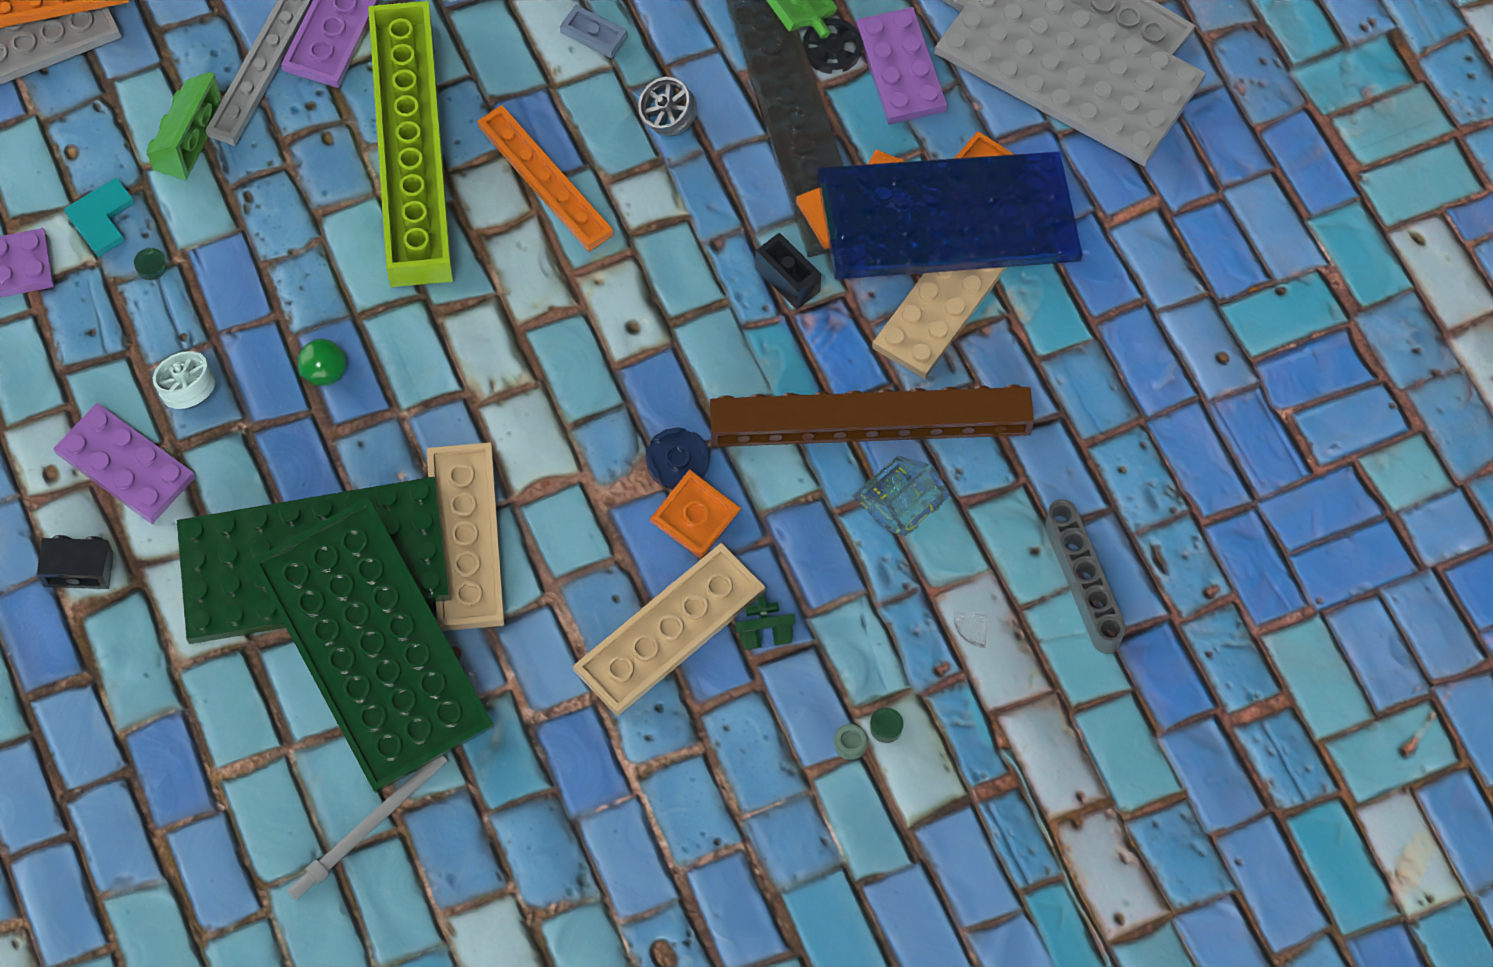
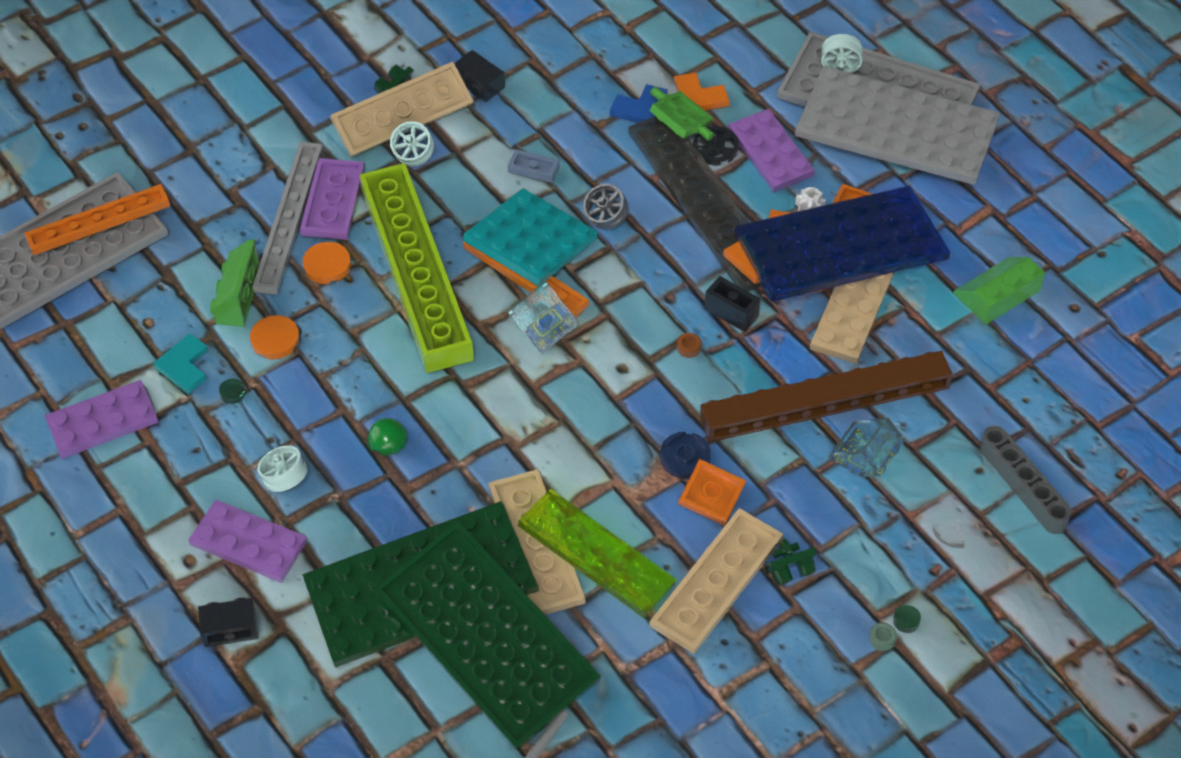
camera: 10 degrees left, 10 degrees down
(218, 202) = (274, 337): none -> orange tile
(305, 114) = (326, 262): none -> orange tile
(532, 566) = (597, 553): none -> clear neon green plate
(548, 243) = (543, 317): none -> clear light blue slope
(563, 129) = (530, 236): none -> teal plate
(722, 313) = (689, 345): none -> dark orange tile
(927, 146) = (809, 198): none -> white gear
(1135, 313) = (1001, 287): none -> bright green slope

